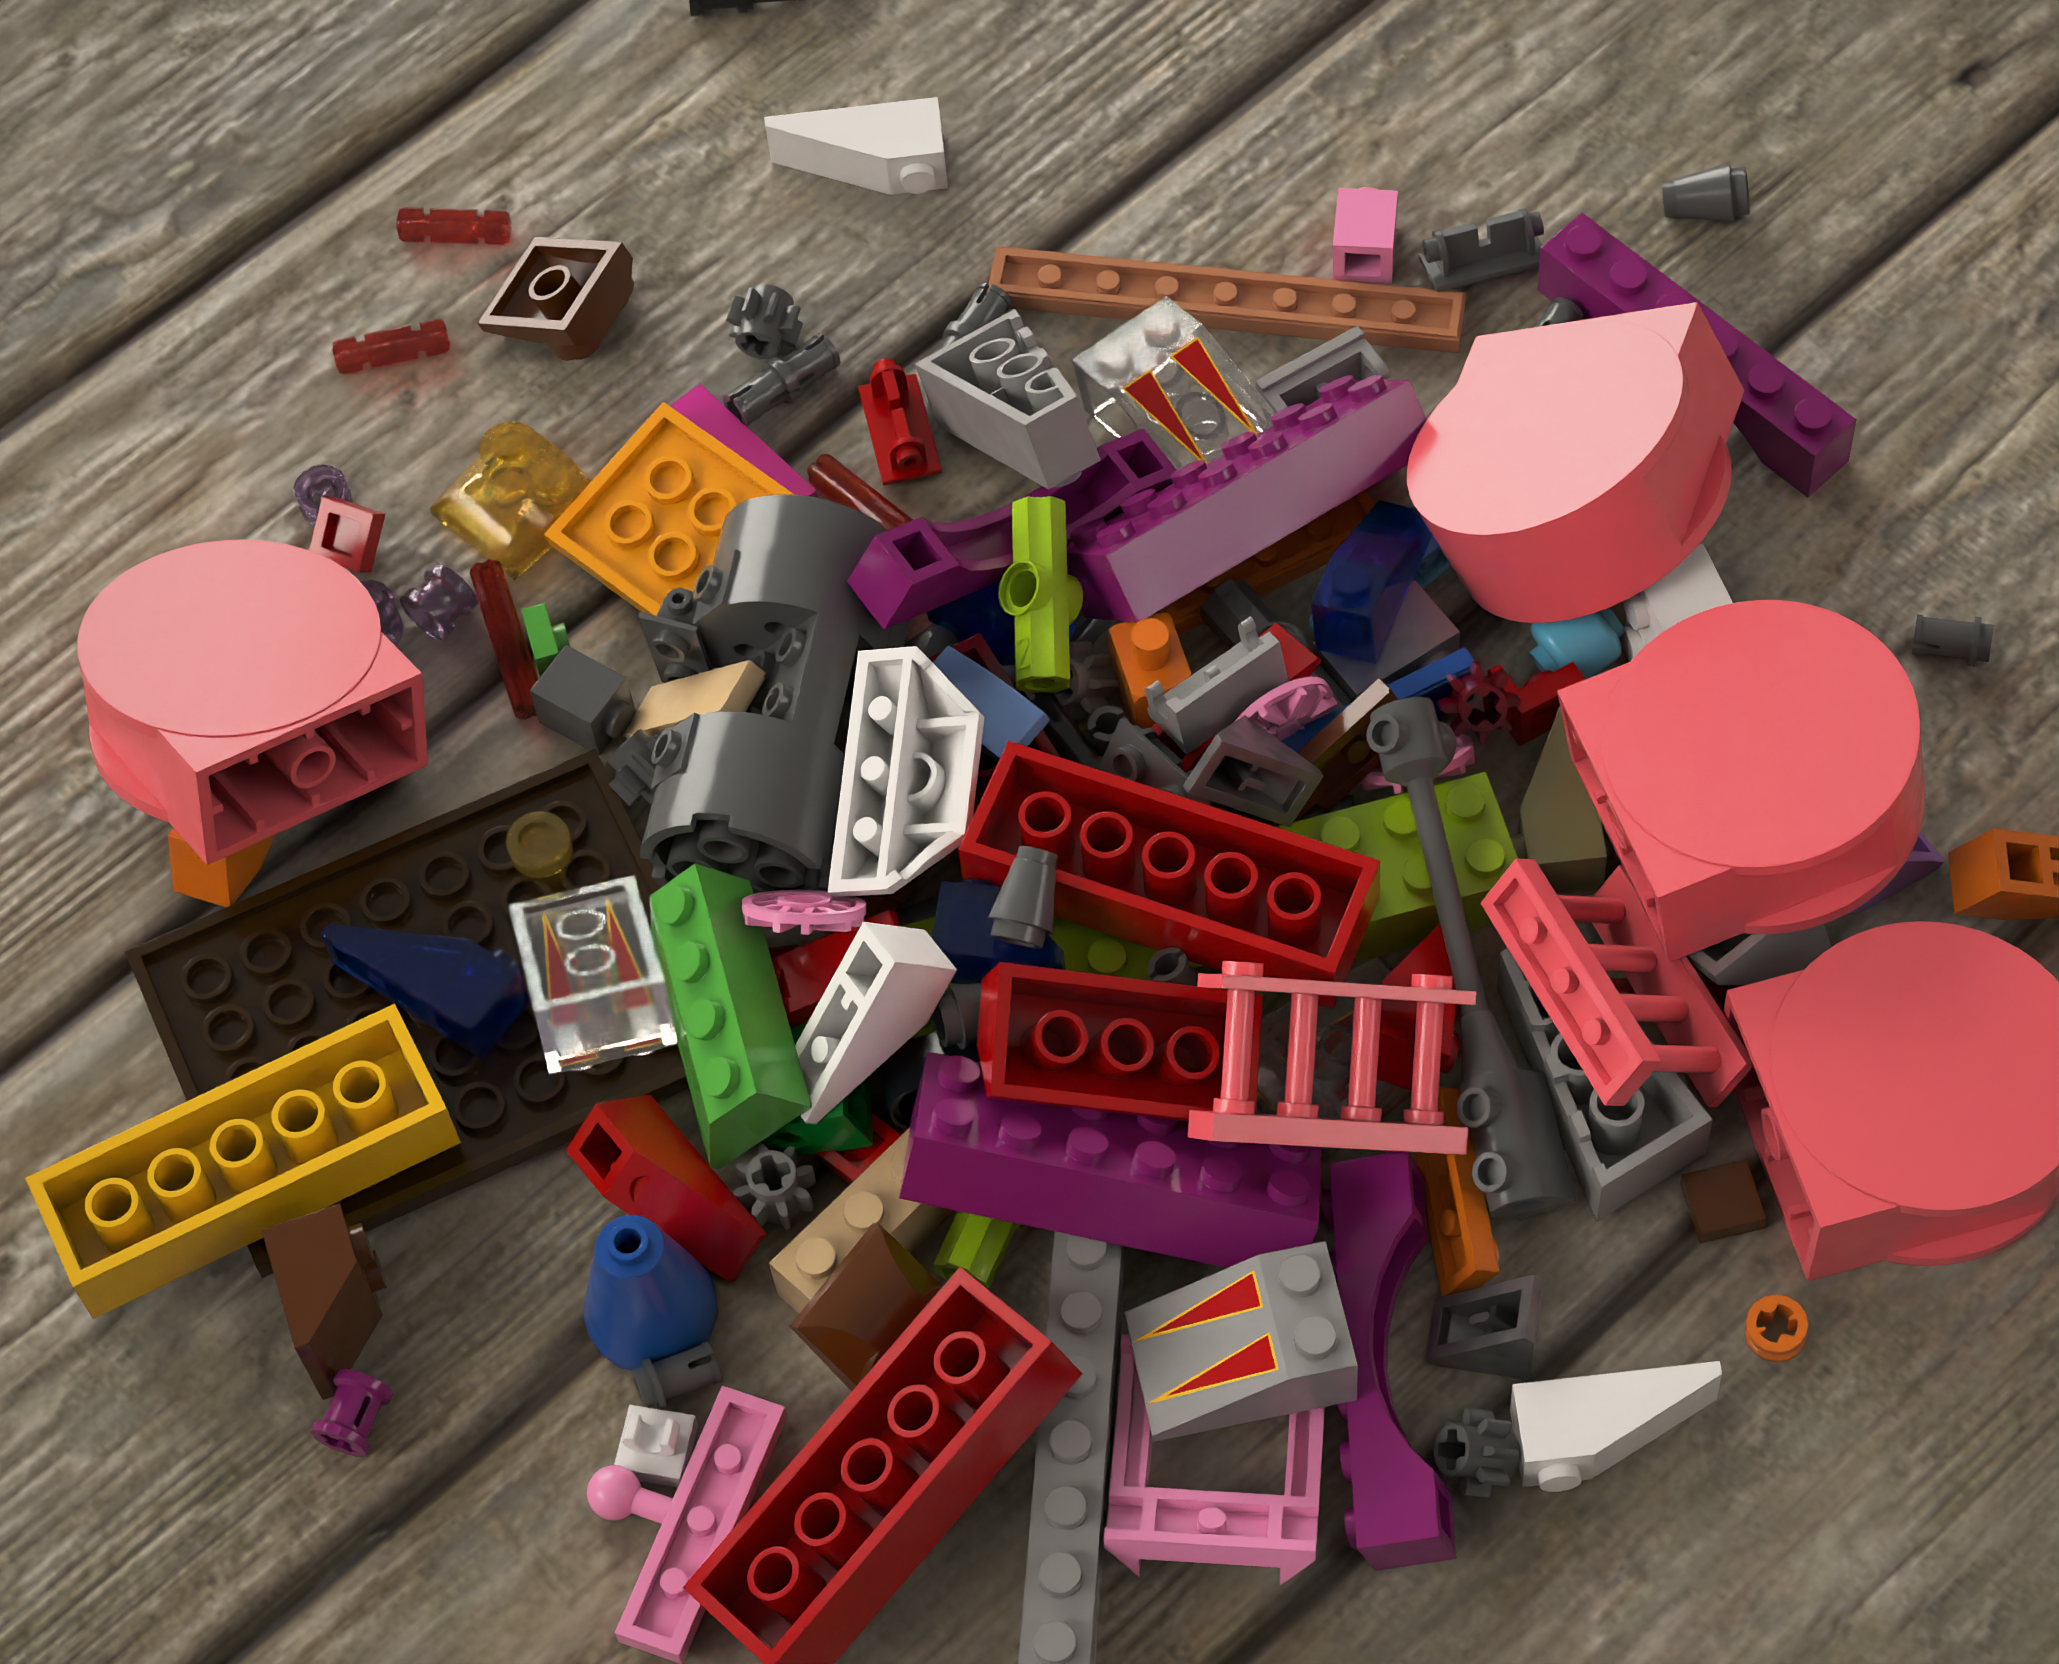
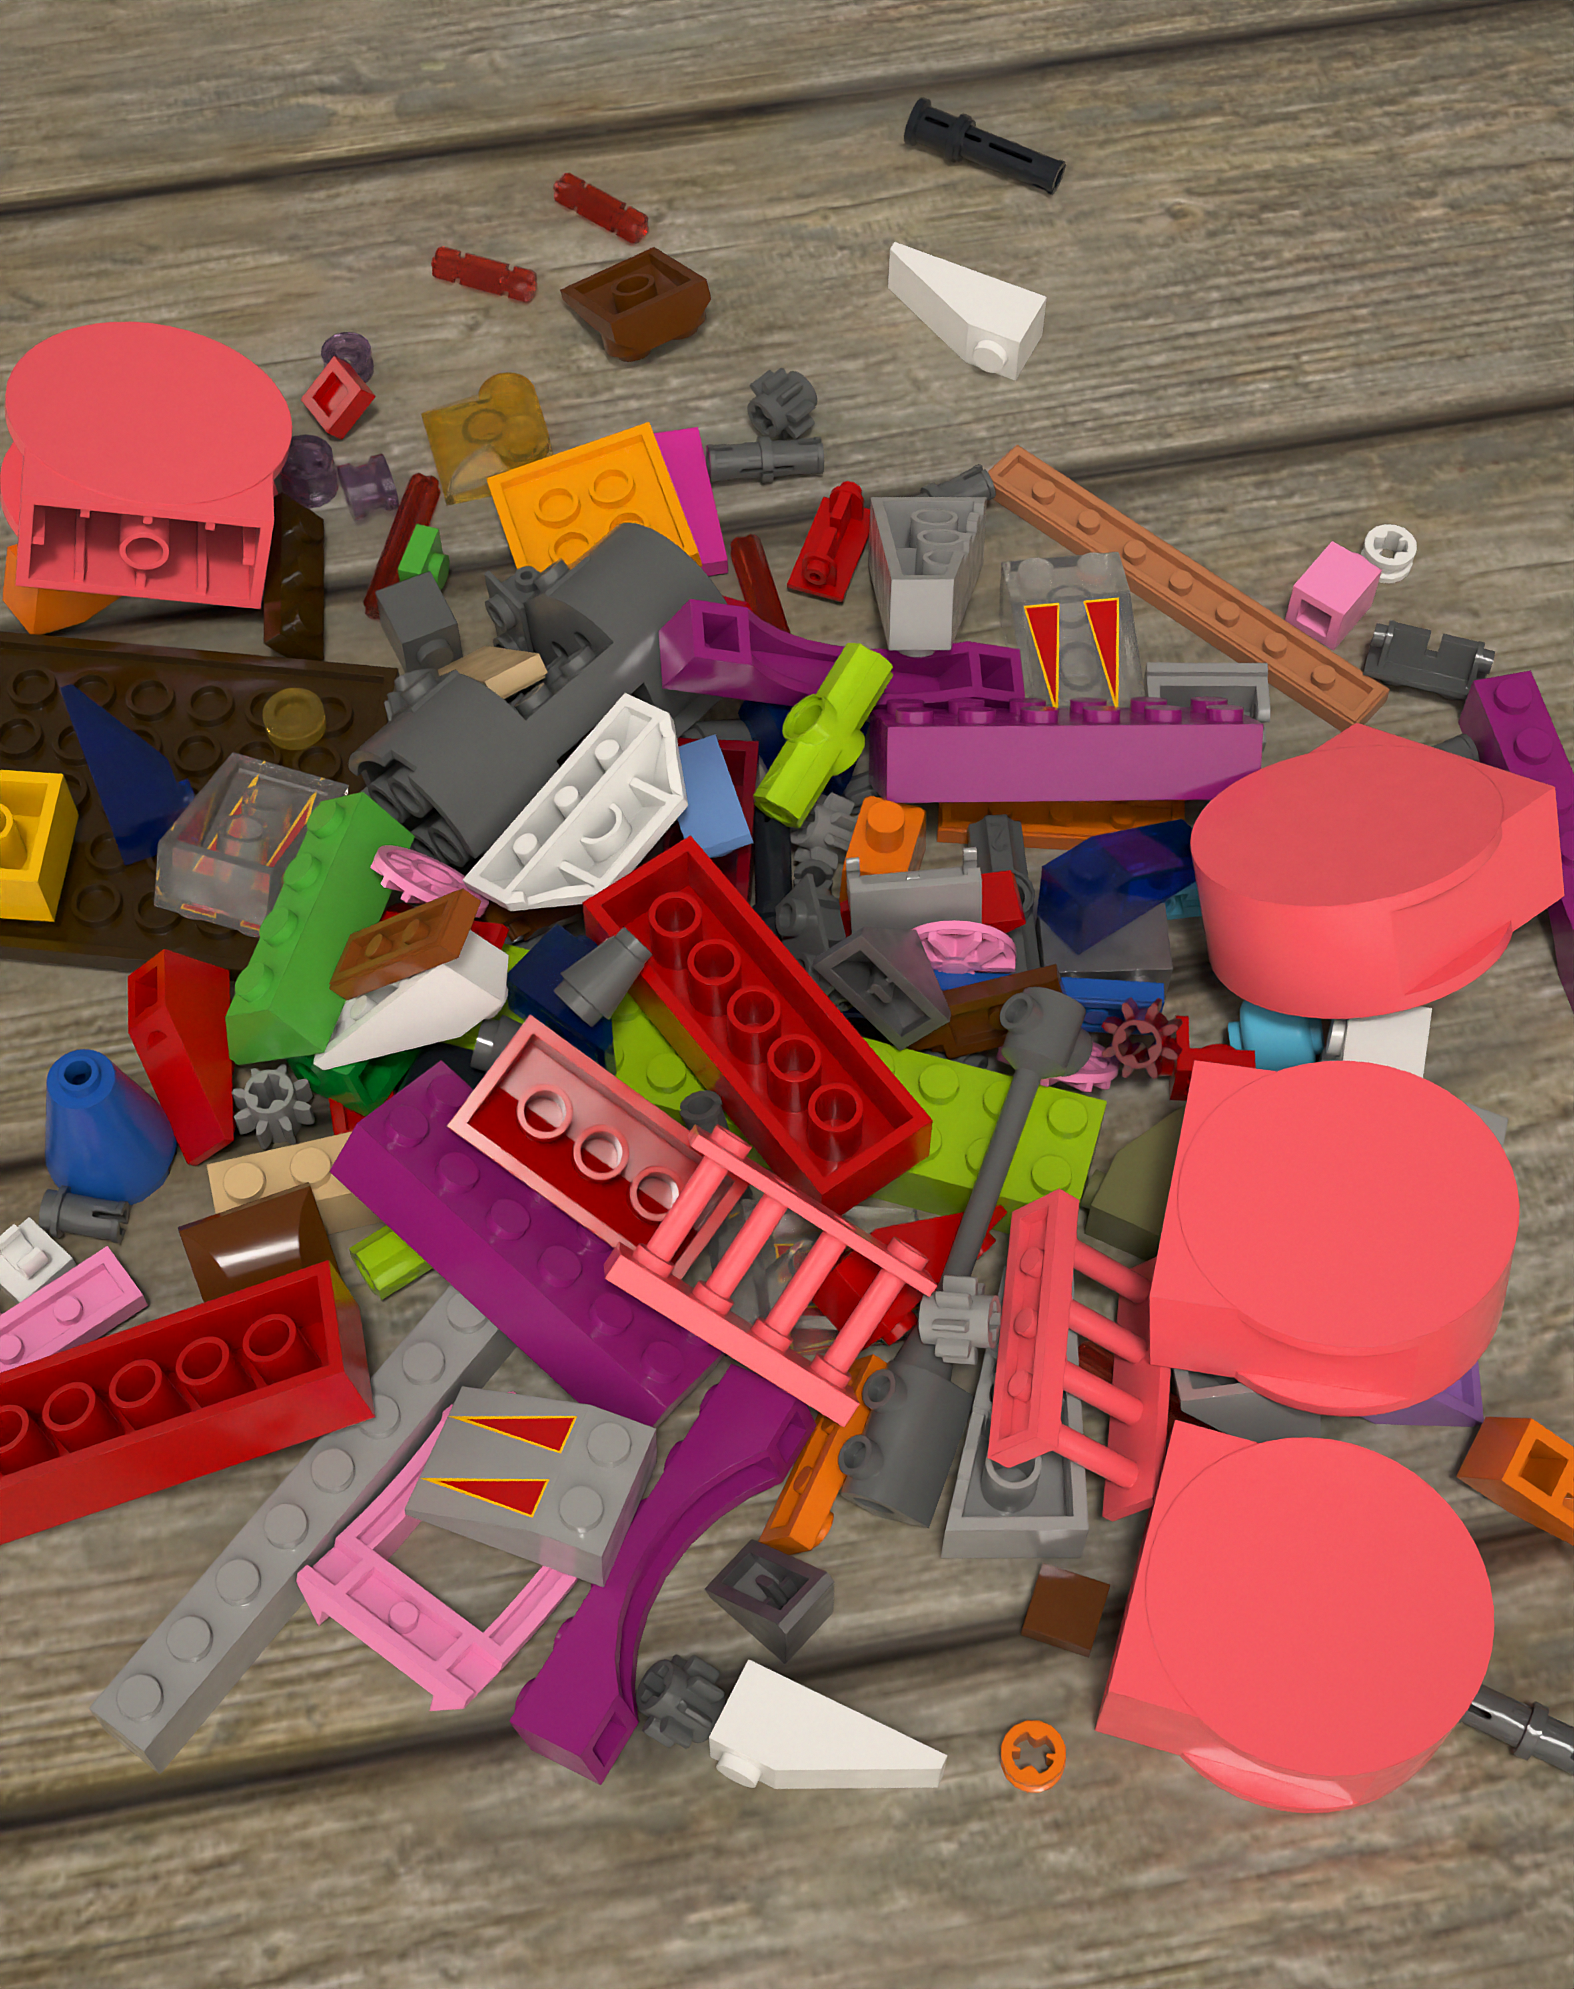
camera: 25 degrees right, 0 degrees up
(452, 743) = (295, 582): none -> dark brown plate
(840, 969) = (405, 944): none -> dark orange tile
(1384, 156) = (1394, 539): none -> white bush
(1506, 1011) = (960, 1319): none -> light grey gear

